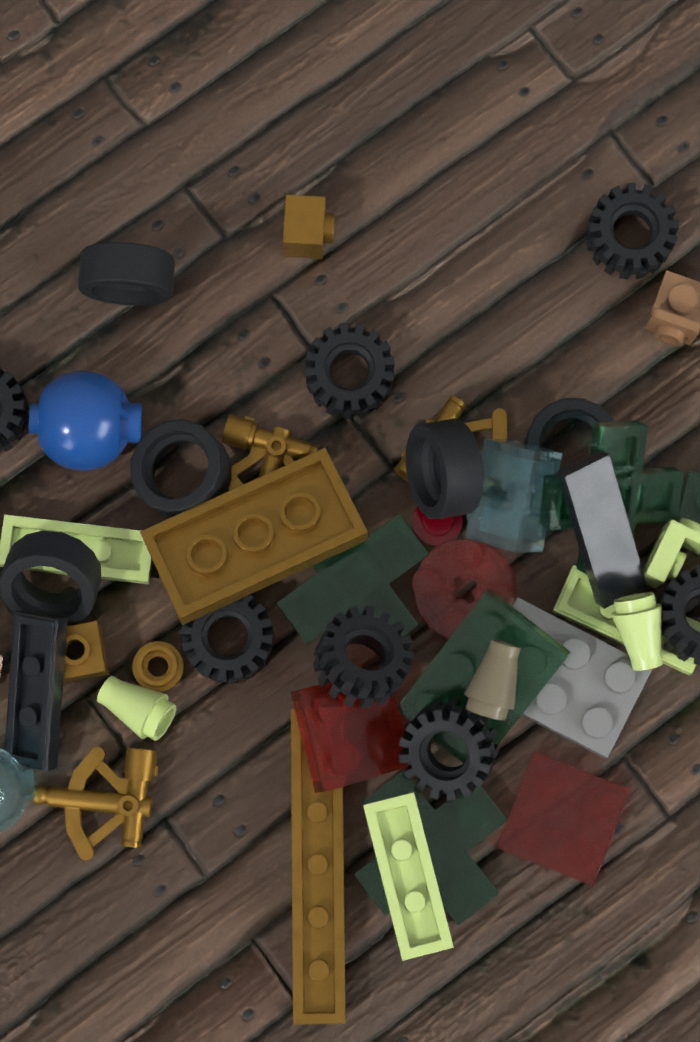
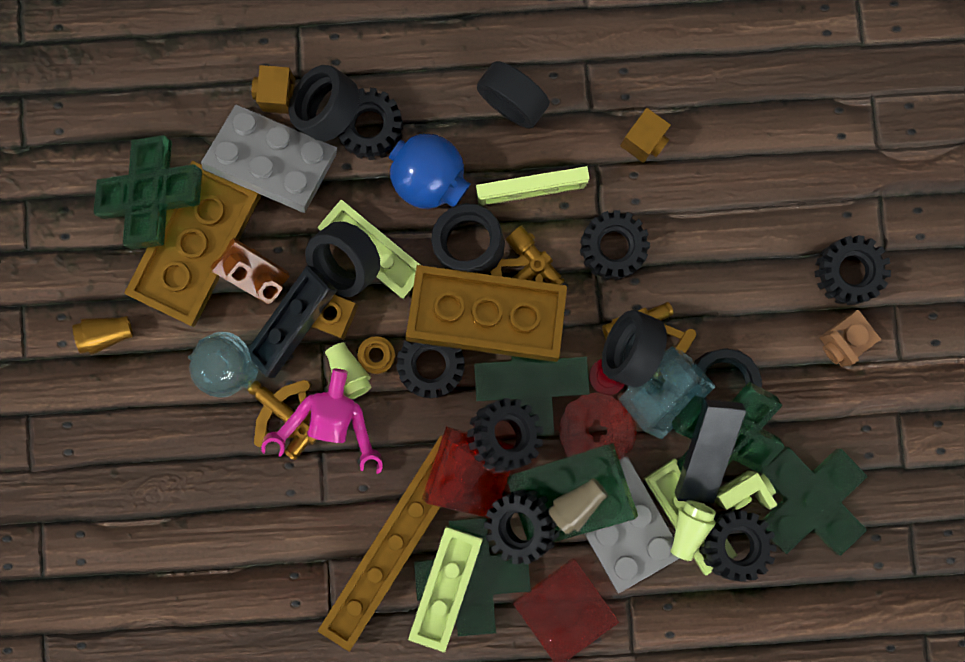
camera: 30 degrees right, 5 degrees up
(152, 771) = (329, 420): none -> dark pink piece
(213, 362) = (532, 186): none -> yellowish green tile

